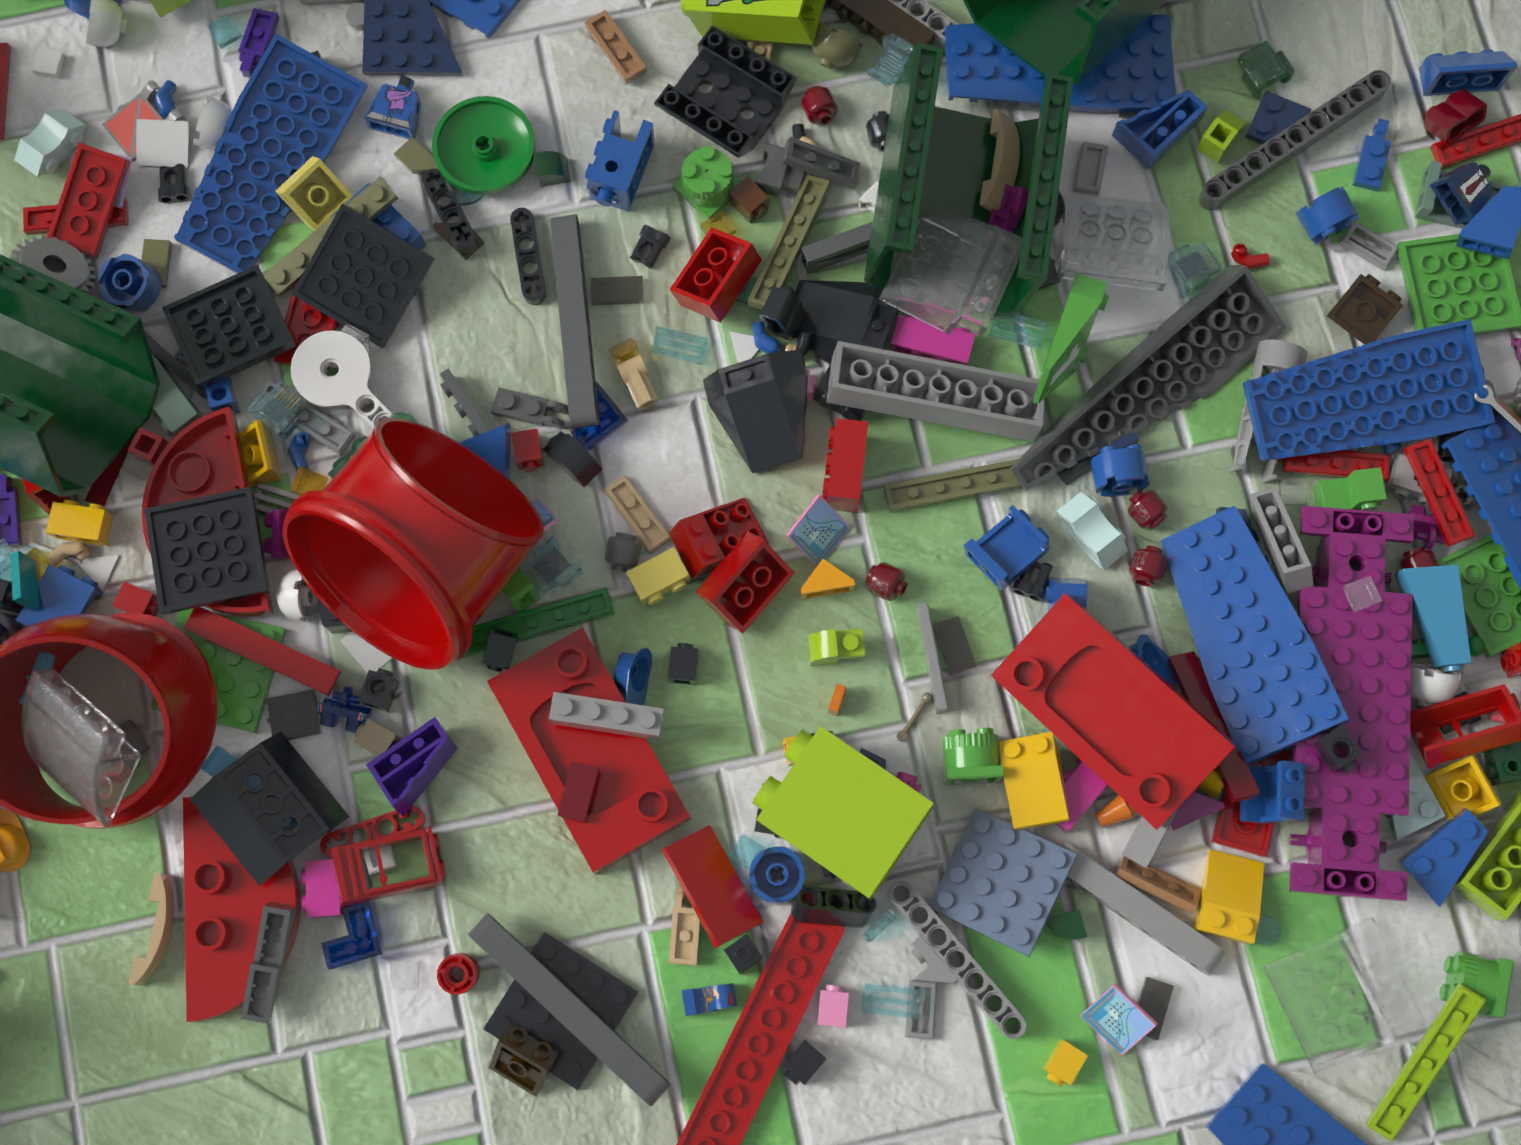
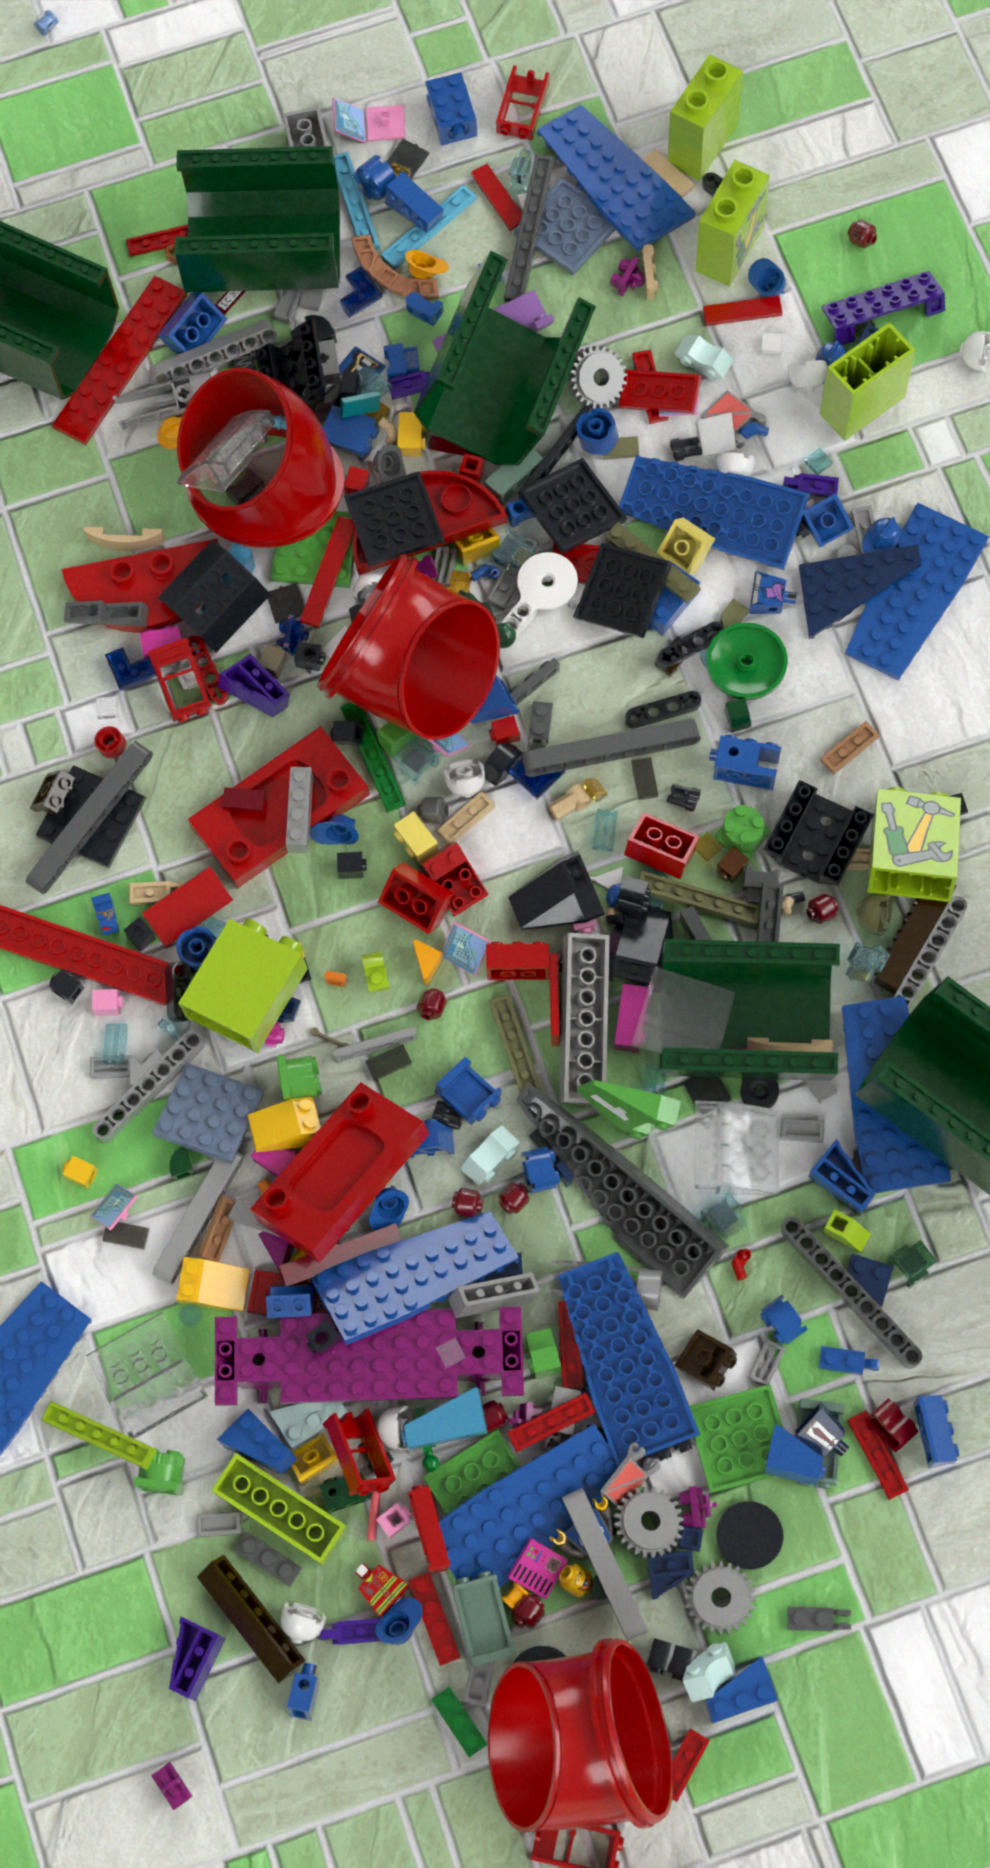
camera: 85 degrees right, 5 degrees down
(120, 555) = (389, 463): none -> dark grey piece
(309, 26) = (827, 520): none -> blue slope
(586, 503) = (465, 777): none -> white cylinder
(907, 427) = (554, 999): none -> red tile

